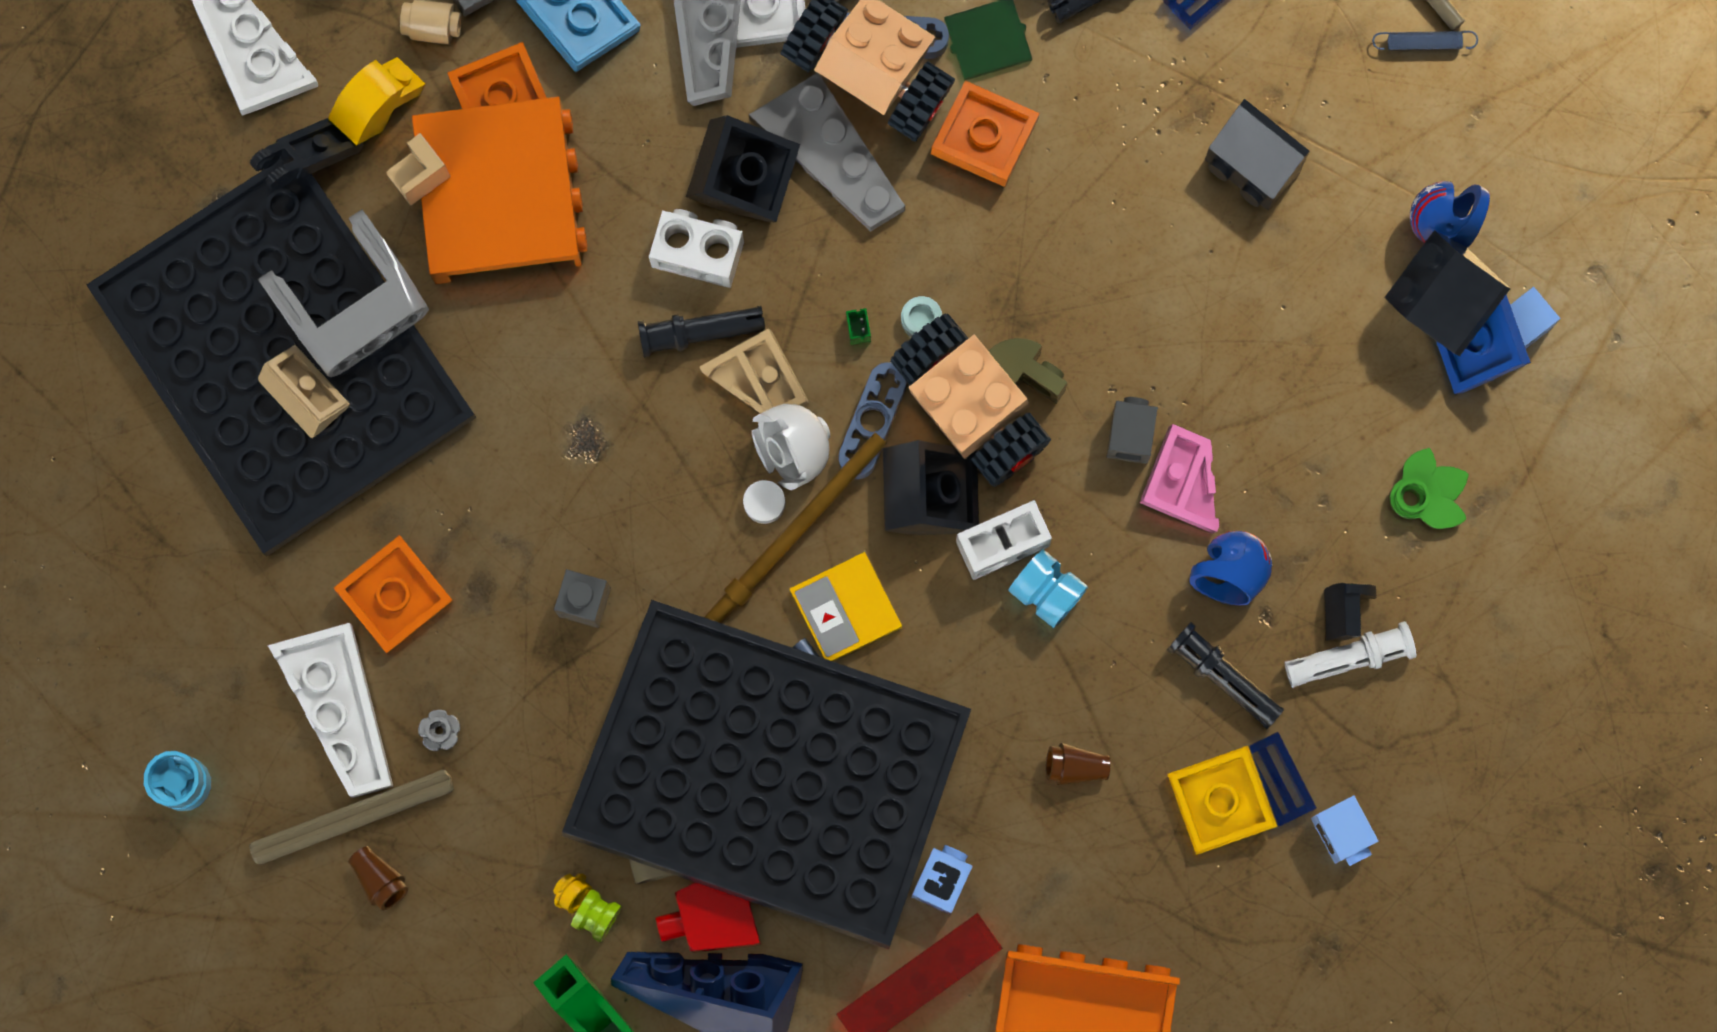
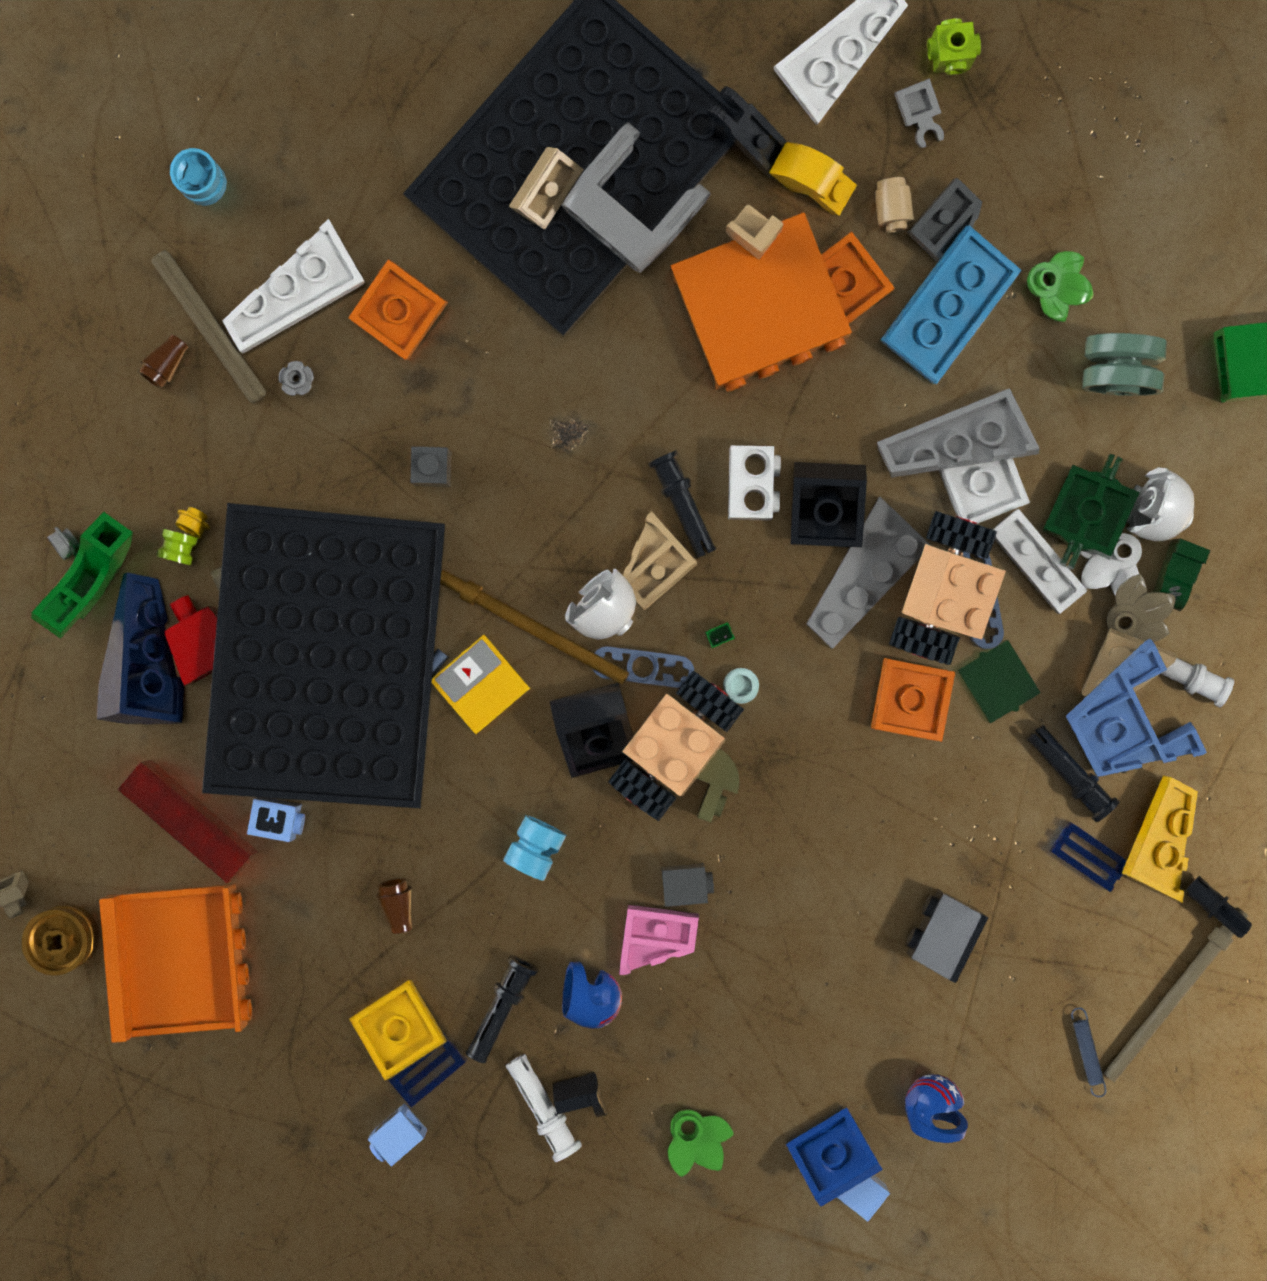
camera: 70 degrees right, 10 degrees up
(764, 501) = (552, 594): white tile -> none
(1003, 540) = (564, 802): white brick -> none
(1447, 292) = (864, 1124): black slope -> none

